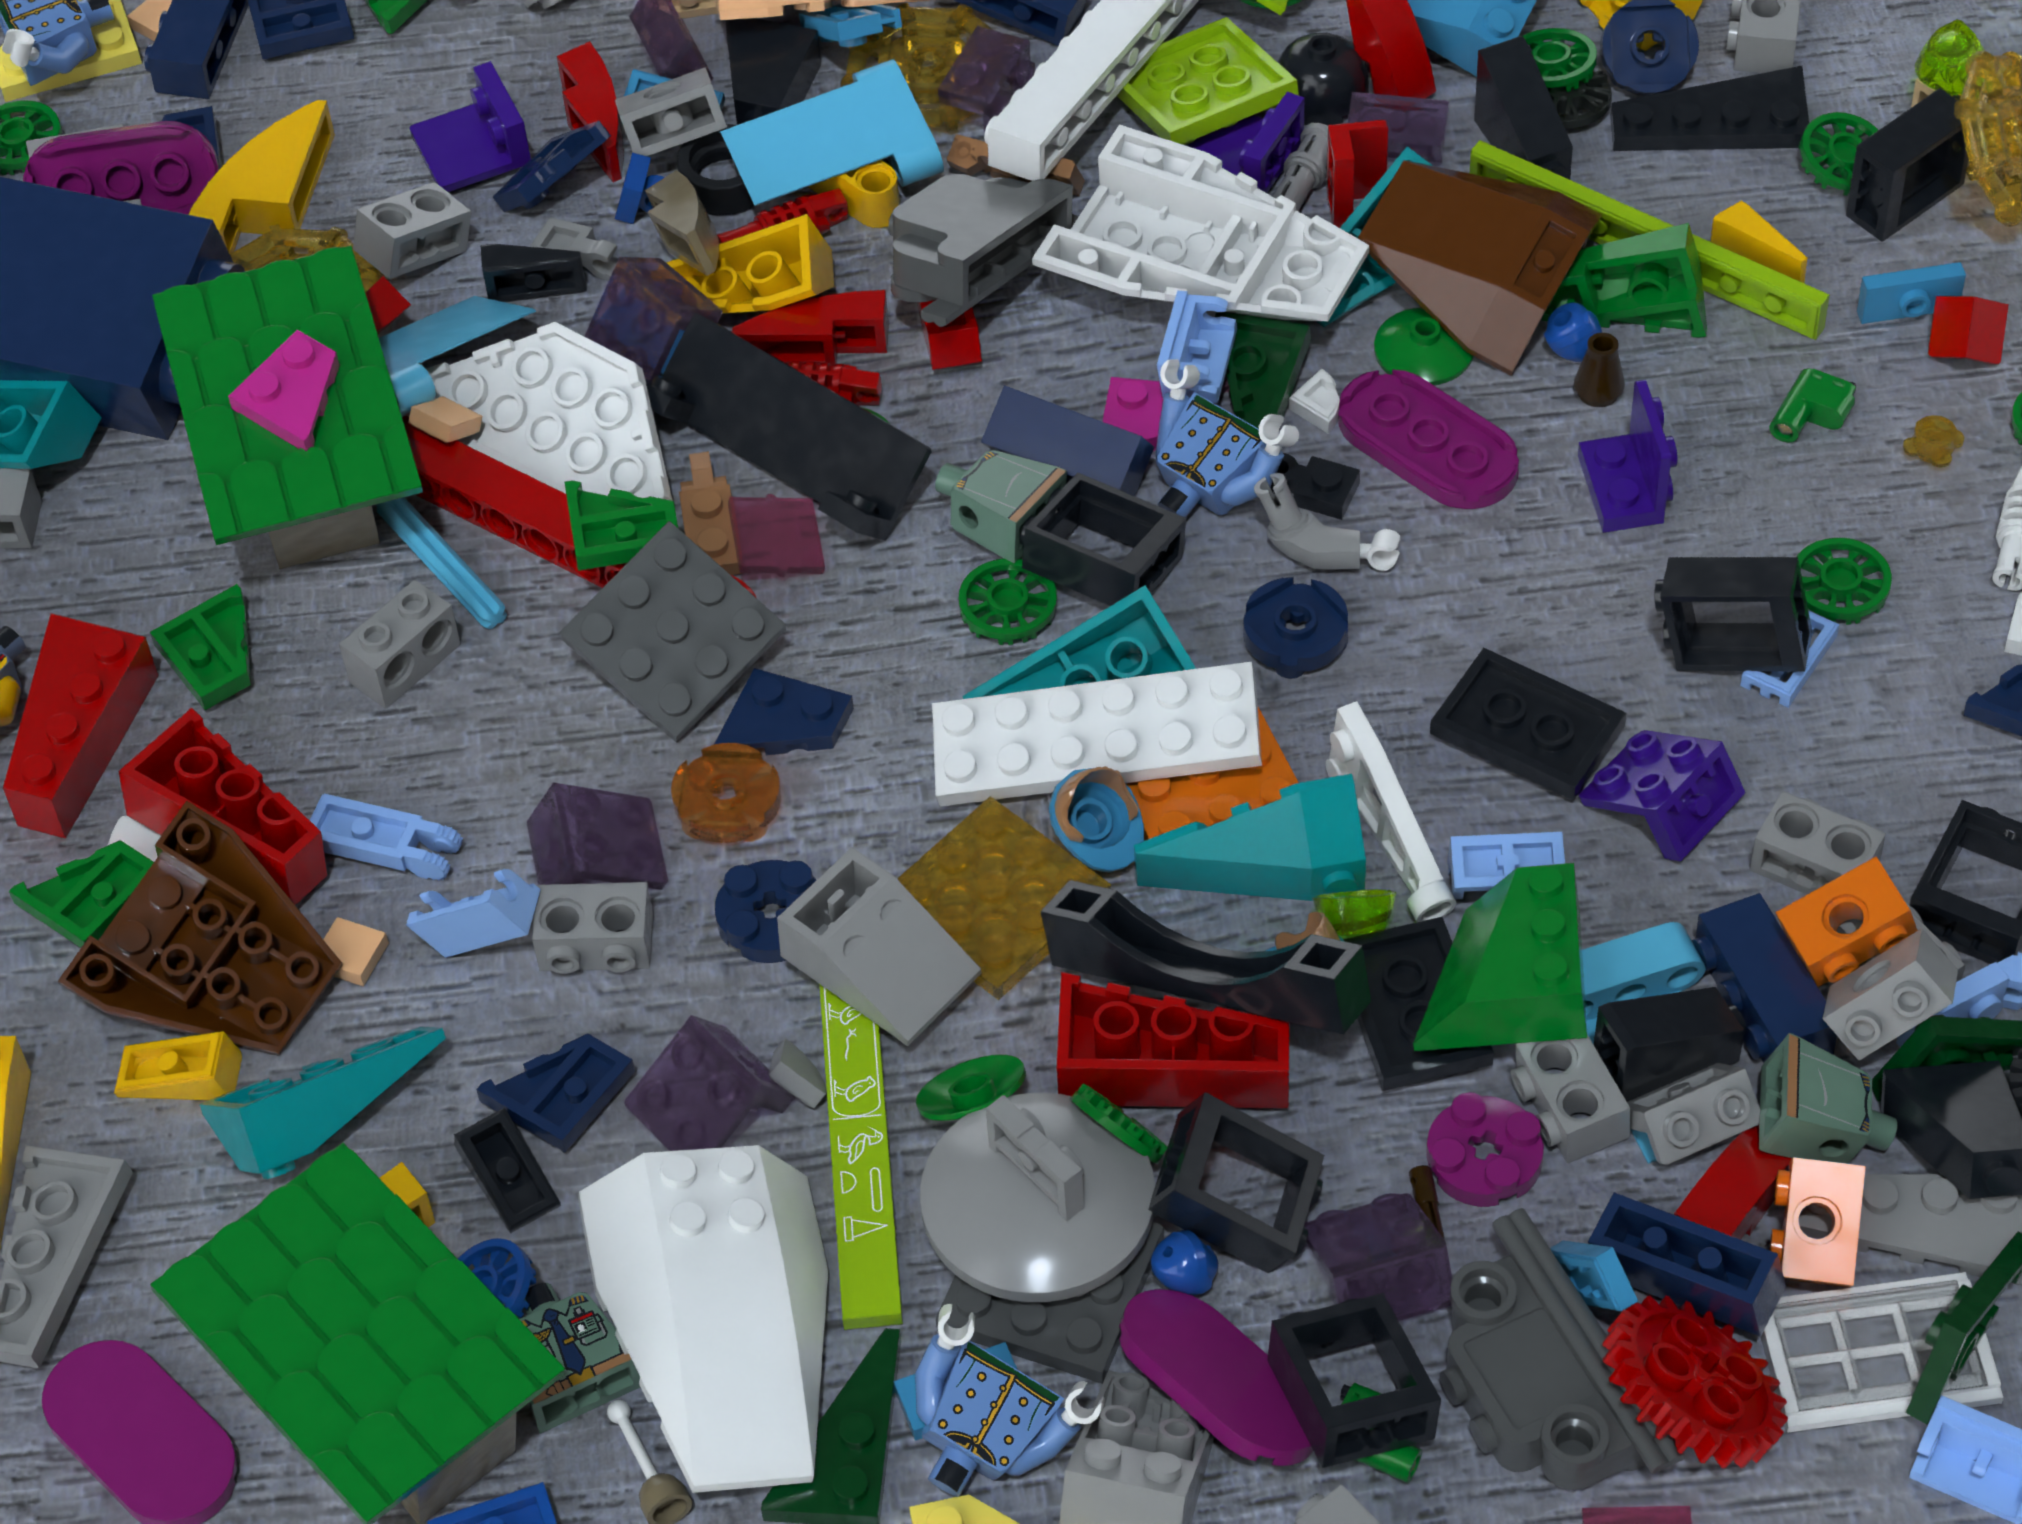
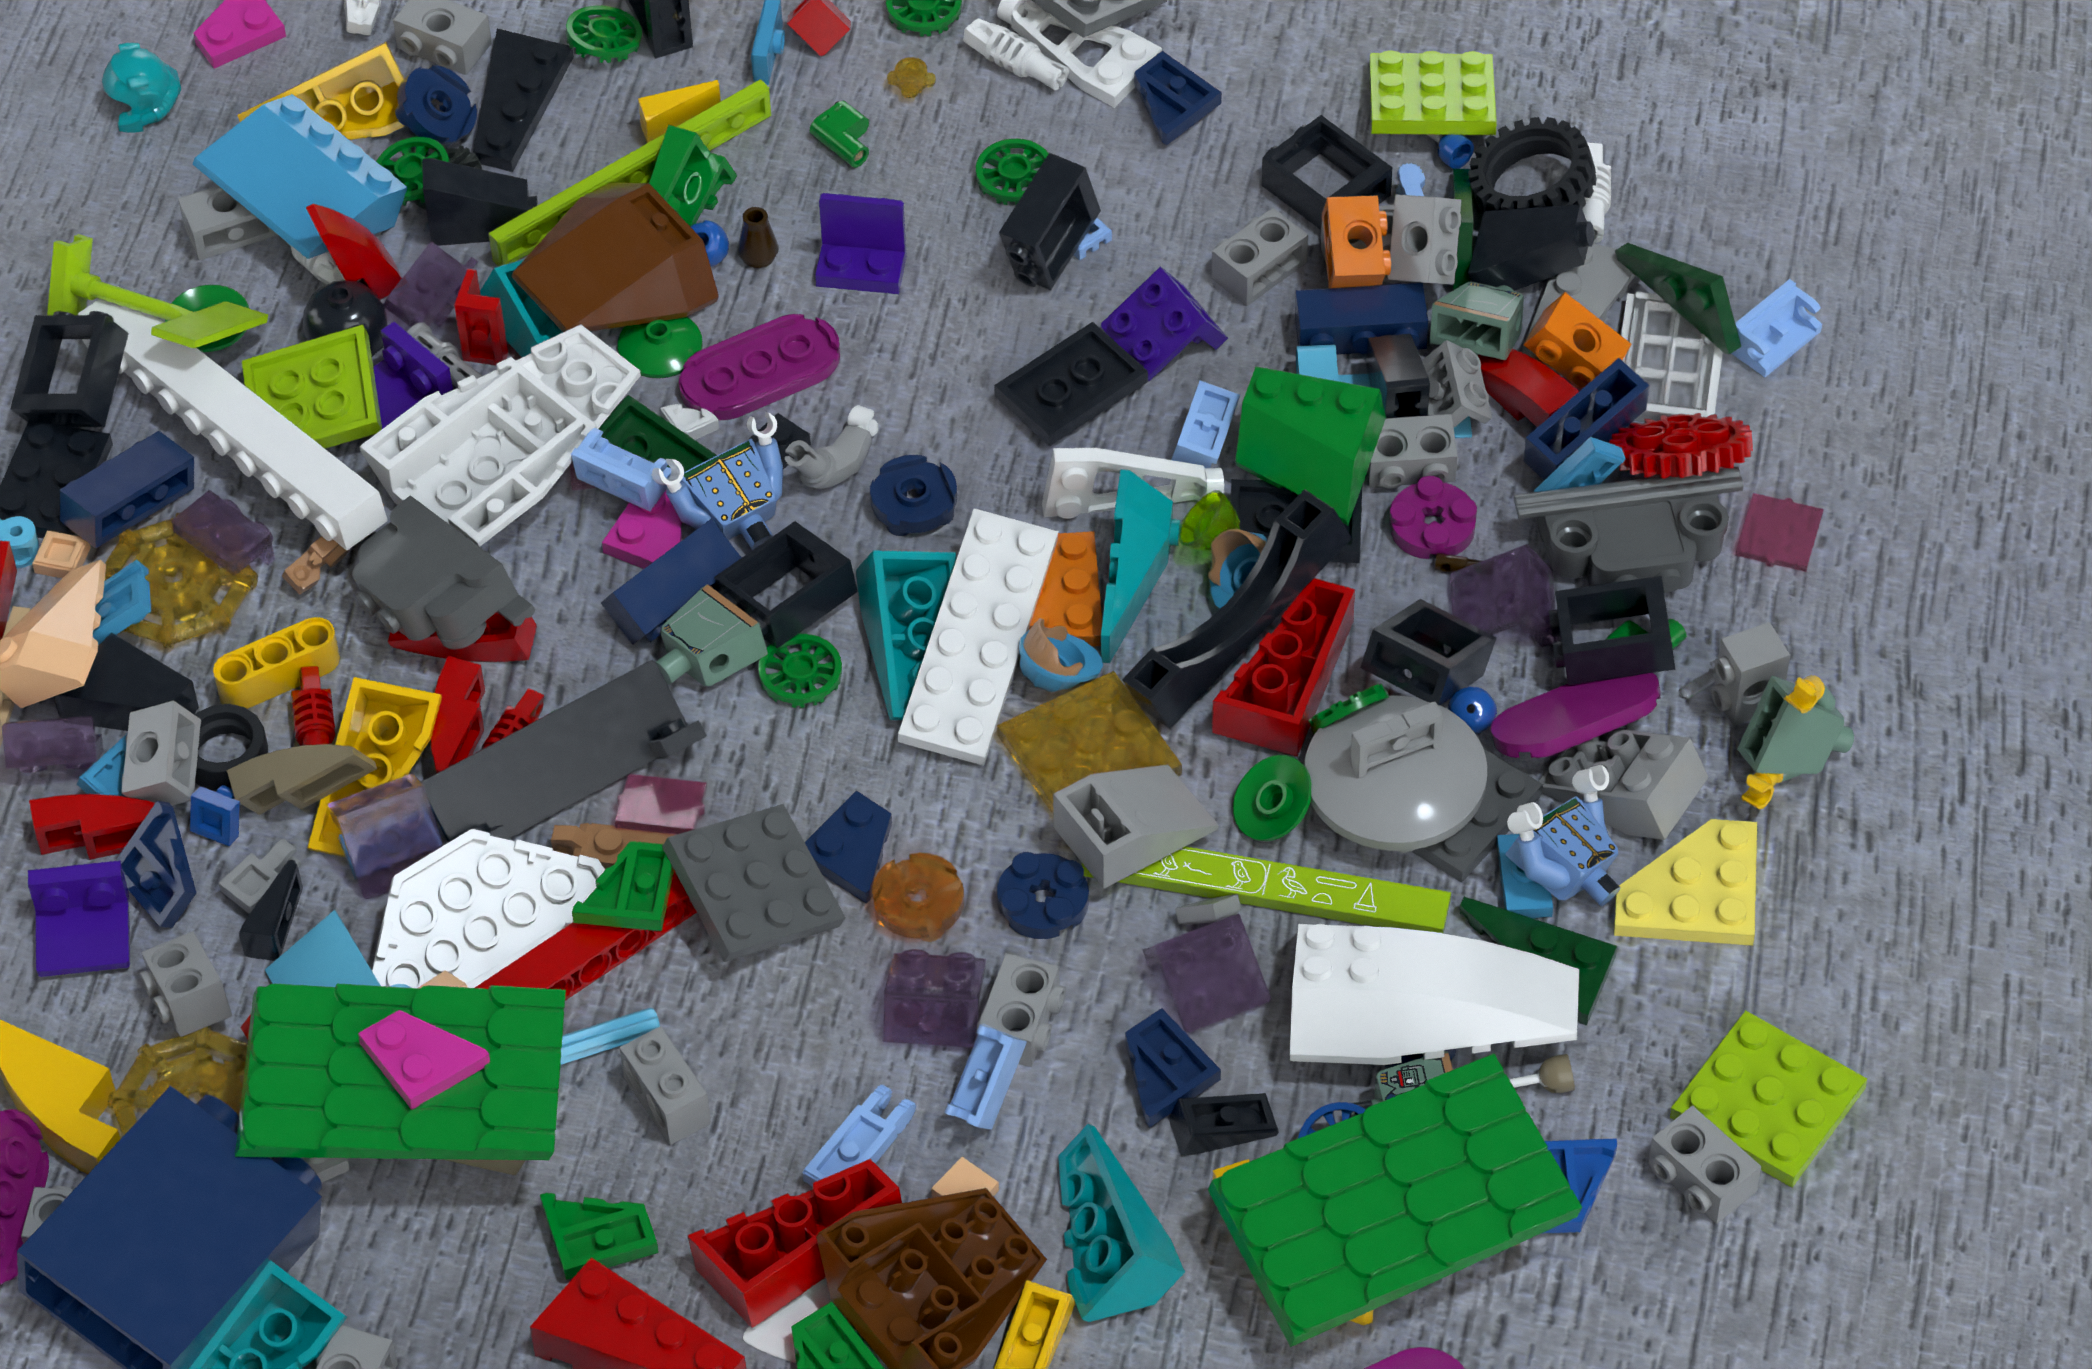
camera: 75 degrees left, 0 degrees up
(836, 135) = (253, 644): medium azure piece -> none

